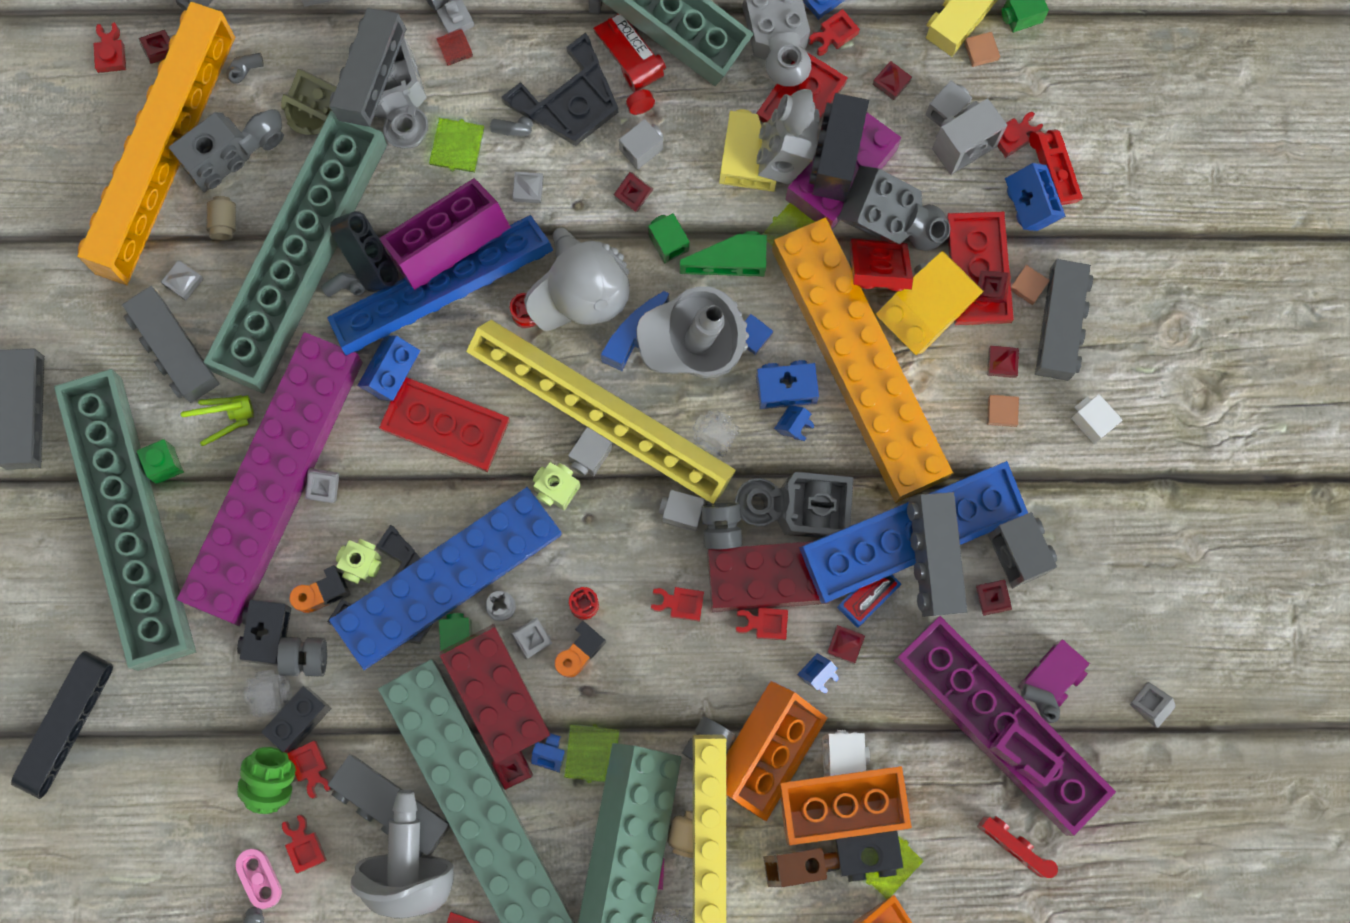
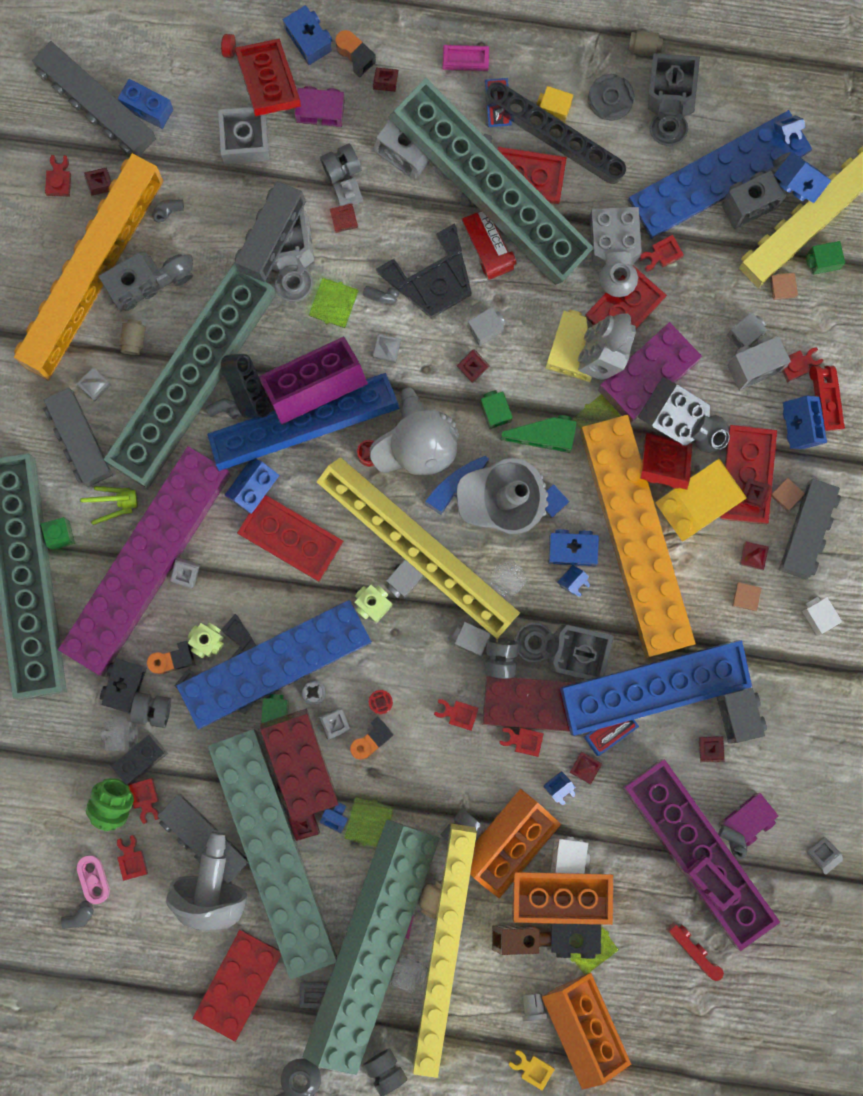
camera: 10 degrees right, 5 degrees up
(307, 103) = (217, 250): olive slope -> none
(640, 102) = (490, 289): red tile -> none
(838, 146) = (647, 360): black brick -> none
(892, 80) = (704, 302): dark red tile -> none
(937, 554) = (670, 710): dark grey brick -> none

